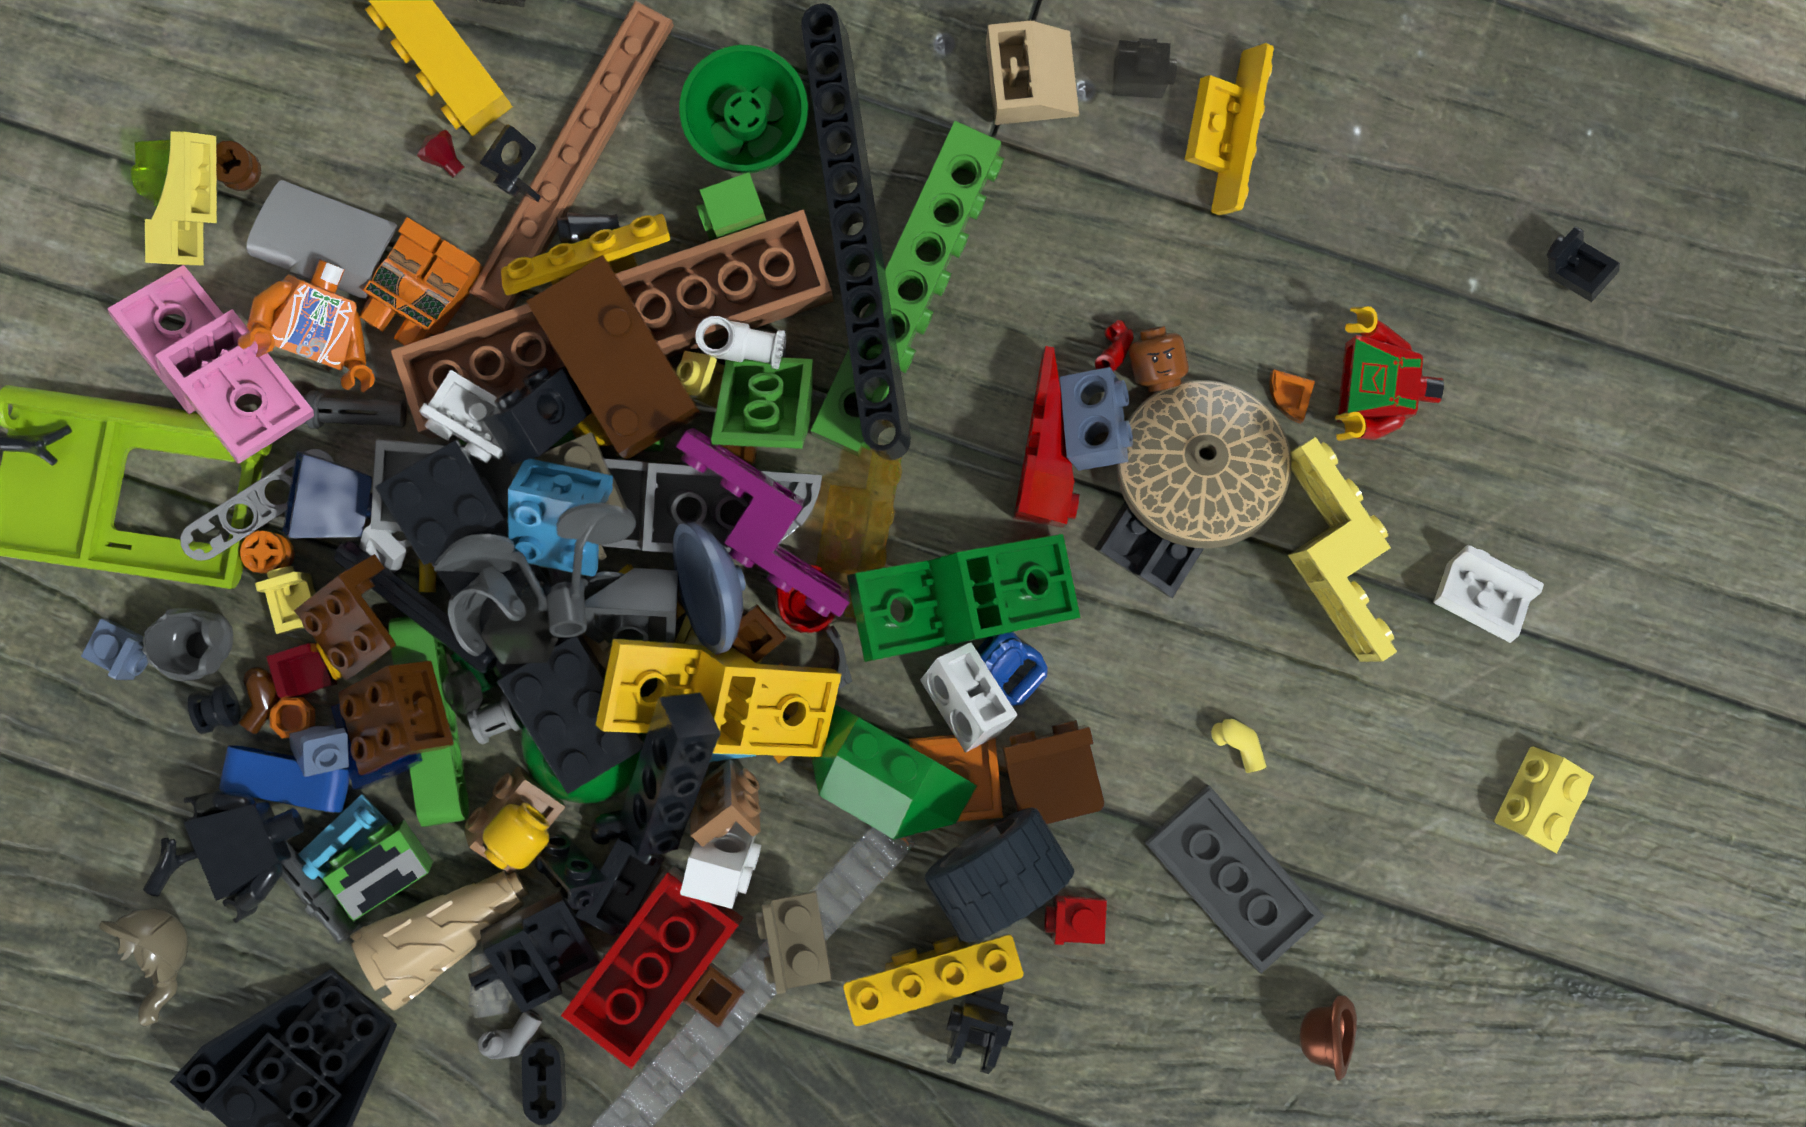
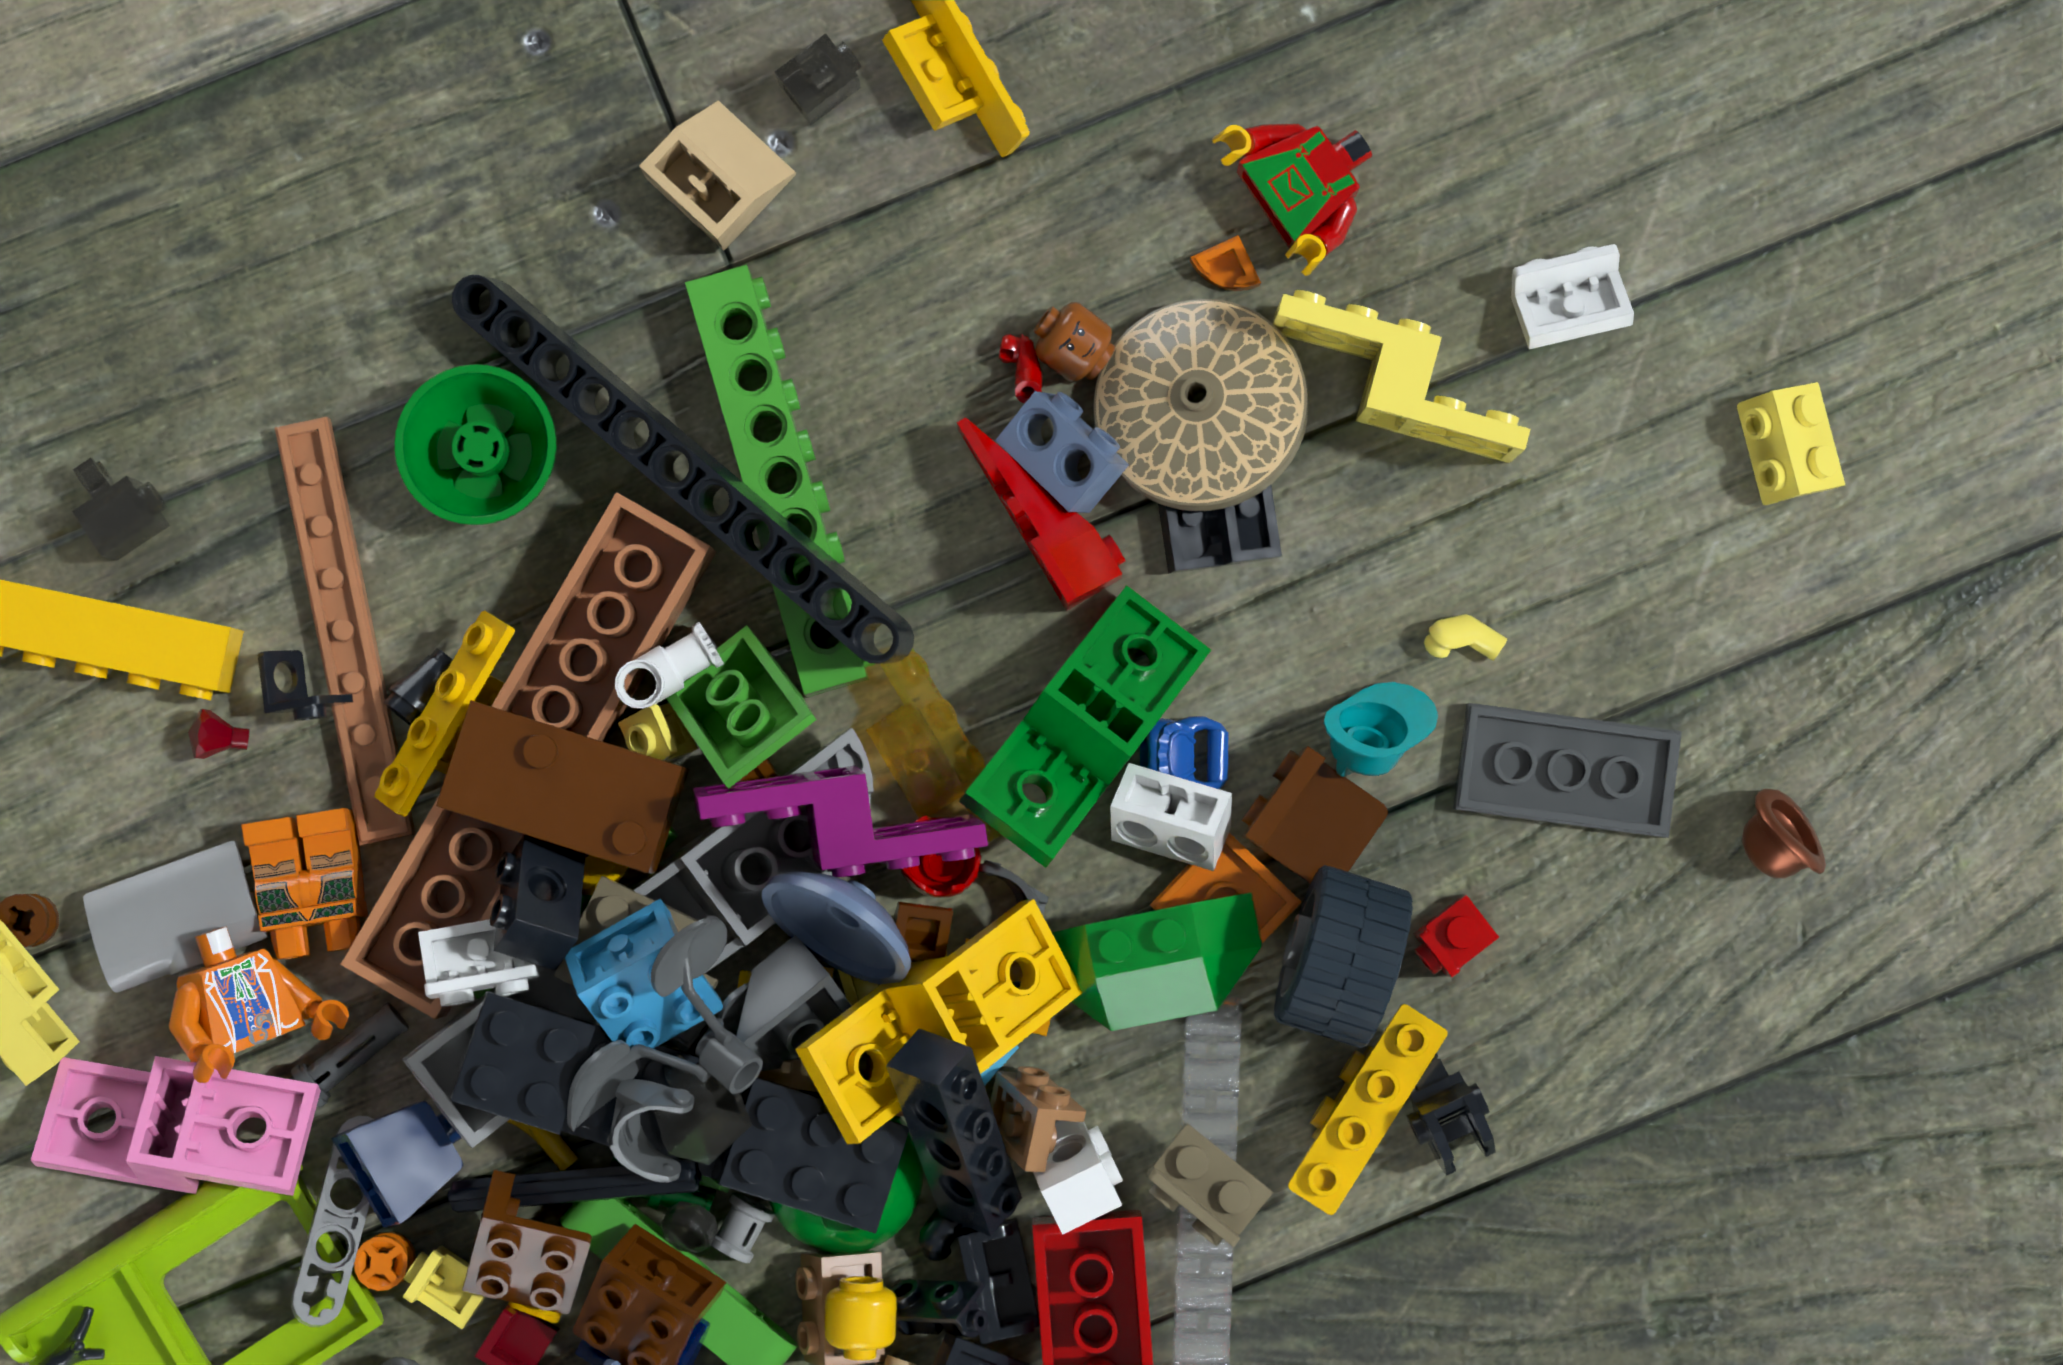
camera: 40 degrees left, 0 degrees up
(385, 547) = (494, 1155): white tile -> none
(714, 995) = (1176, 1302): reddish brown slope -> none
(730, 207) = (546, 549): bright green brick -> none
(1141, 752) = (1378, 727): none -> teal piece

